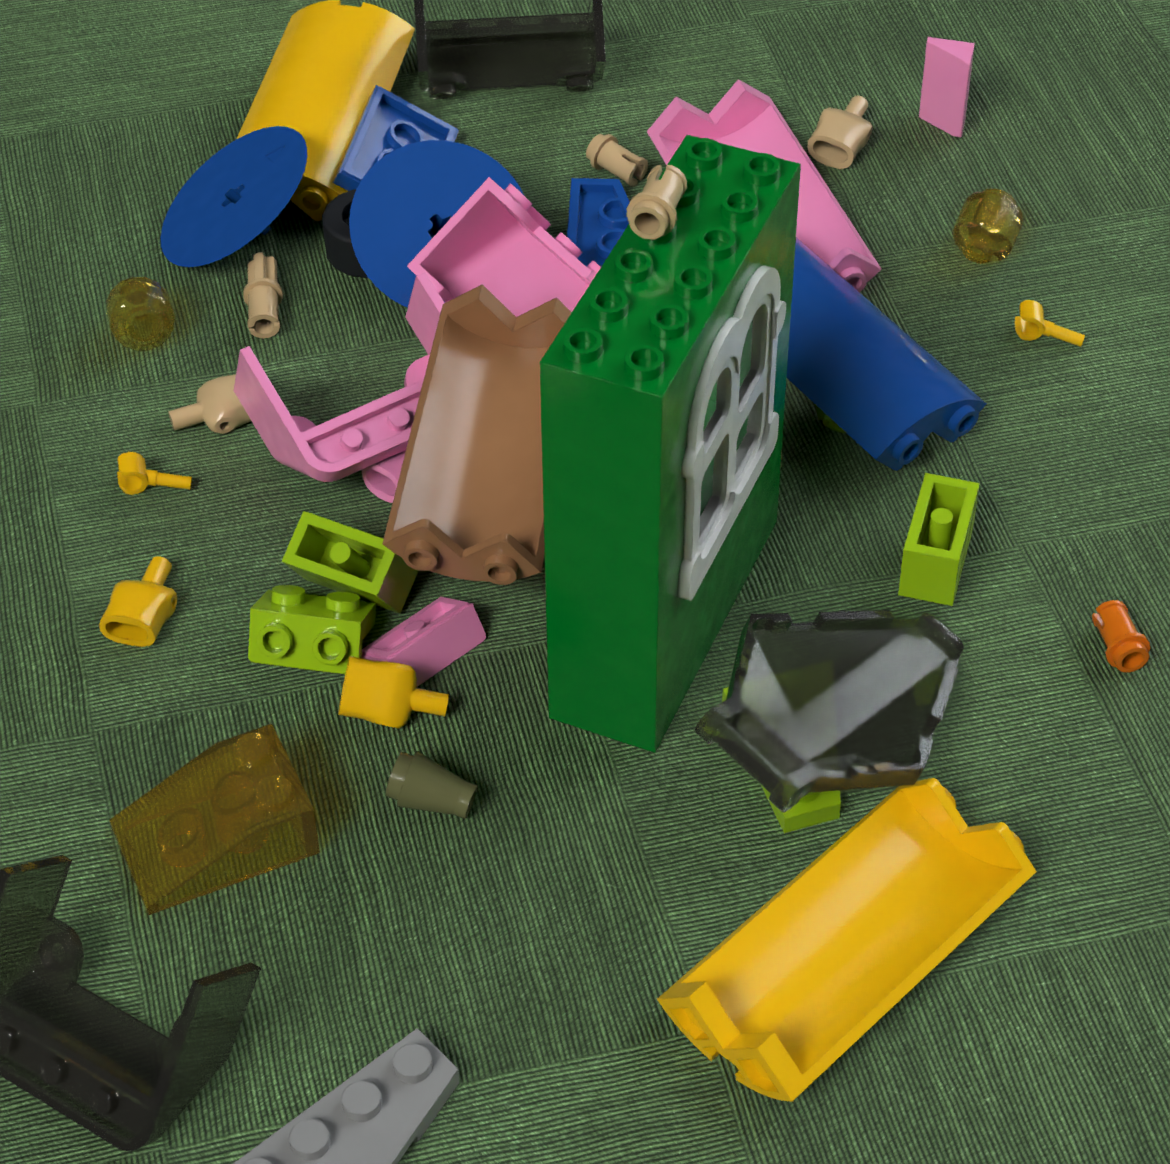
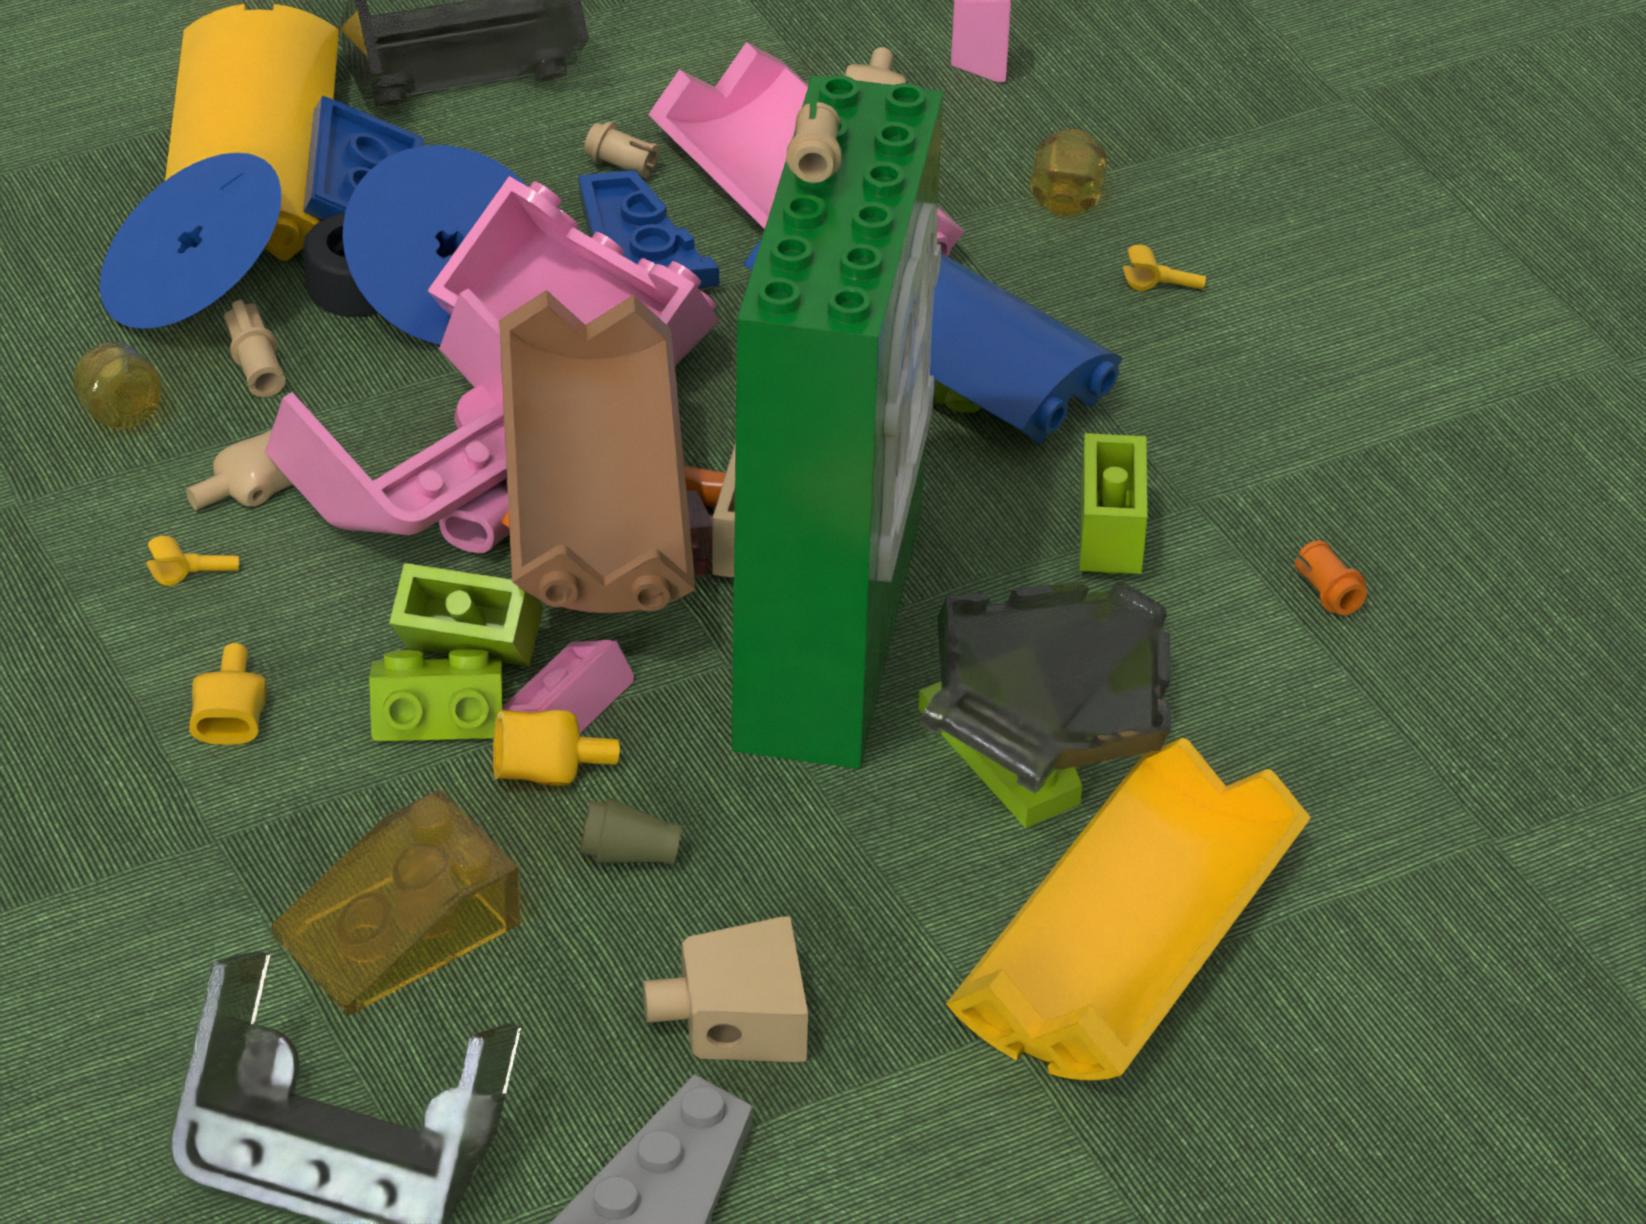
camera: 15 degrees left, 5 degrees down
(476, 957) = (738, 994): none -> tan torso

